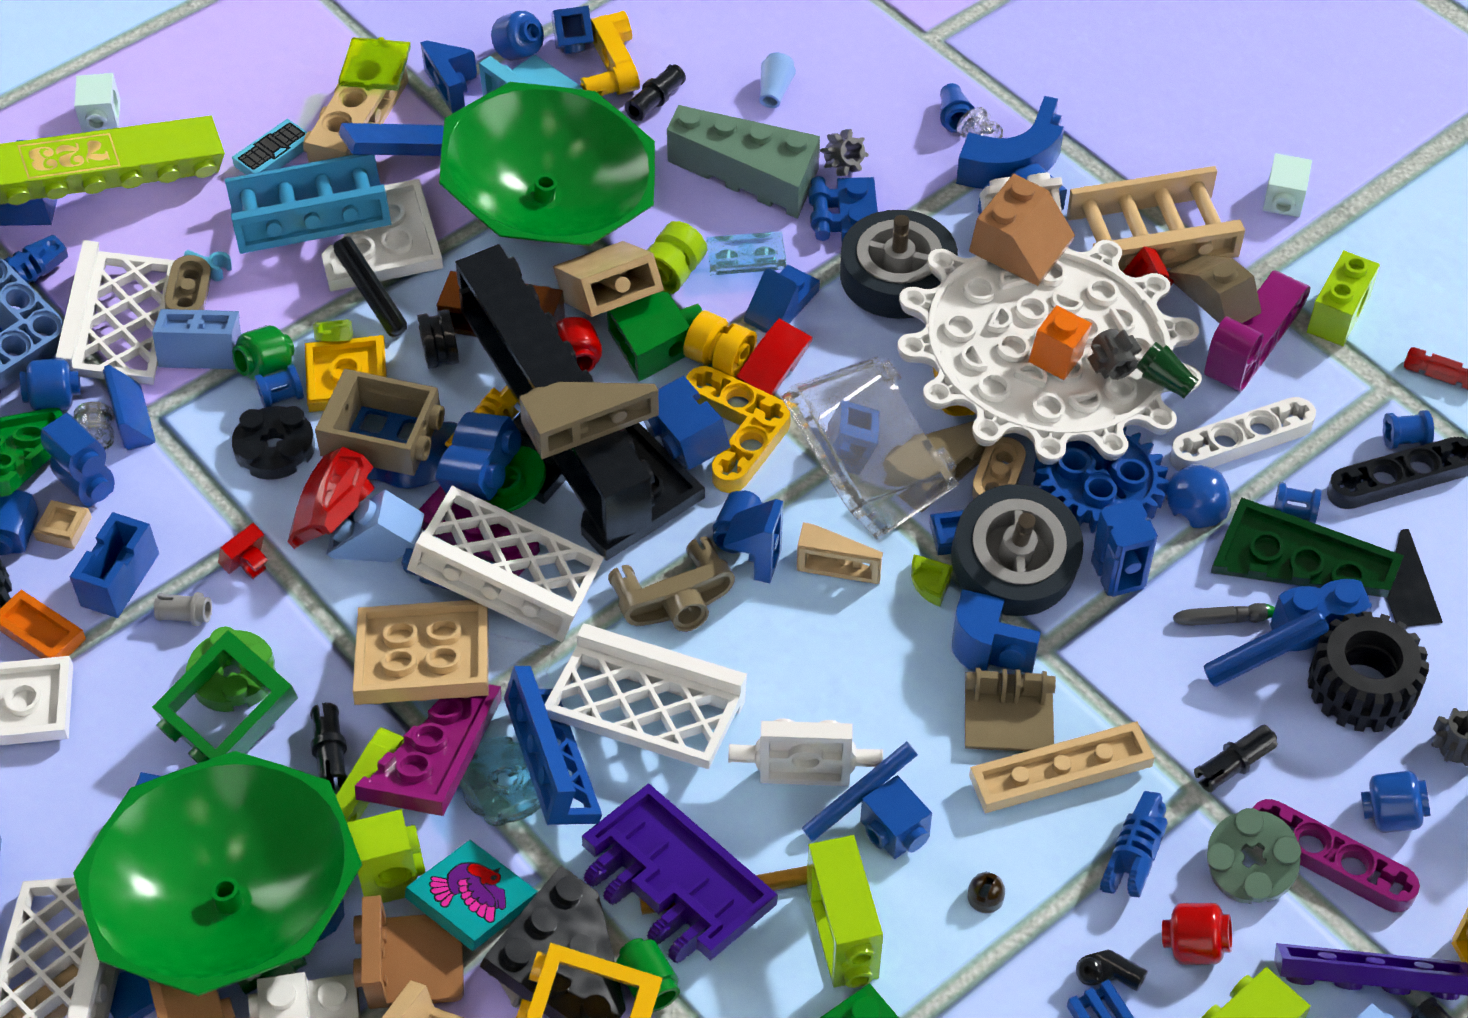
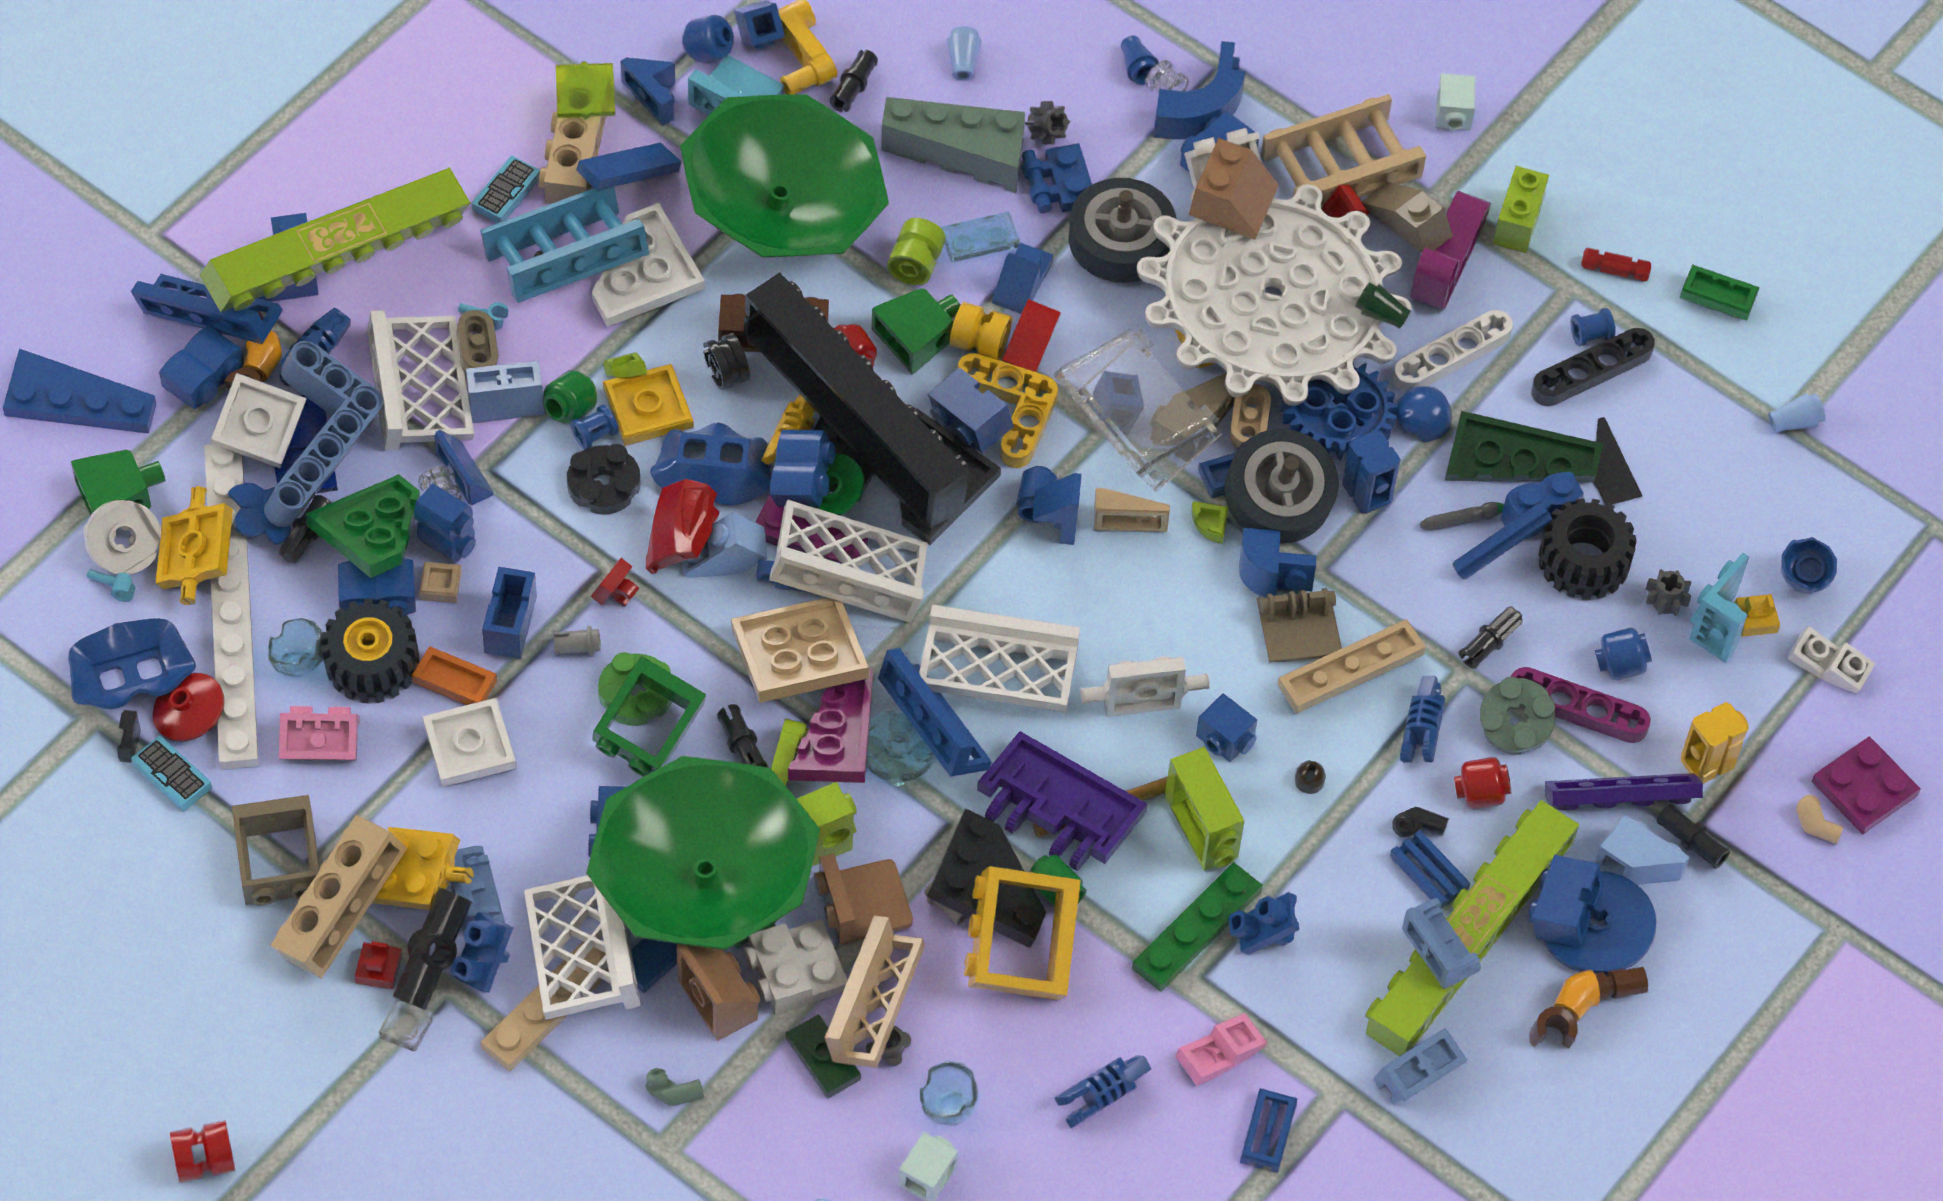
camera: 15 degrees left, 5 degrees up
(49, 384) = (386, 455): blue head -> none
(97, 102) = (323, 163): light aqua brick -> none
(370, 286) = (648, 319): black axle -> none
(384, 394) = (714, 425): dark tan window -> none
(470, 894) = (898, 842): teal tile -> none
(580, 412) = (899, 421): dark tan slope -> none
(608, 278) = (867, 282): tan brick -> none
(679, 597) = (1001, 570): dark tan connector -> none
(860, 789) = (1196, 708): blue bar -> none
(1060, 342) = (1287, 294): orange brick -> none
(1114, 354) = (1335, 298): dark grey gear -> none
(1311, 499) = (1520, 403): blue bush -> none

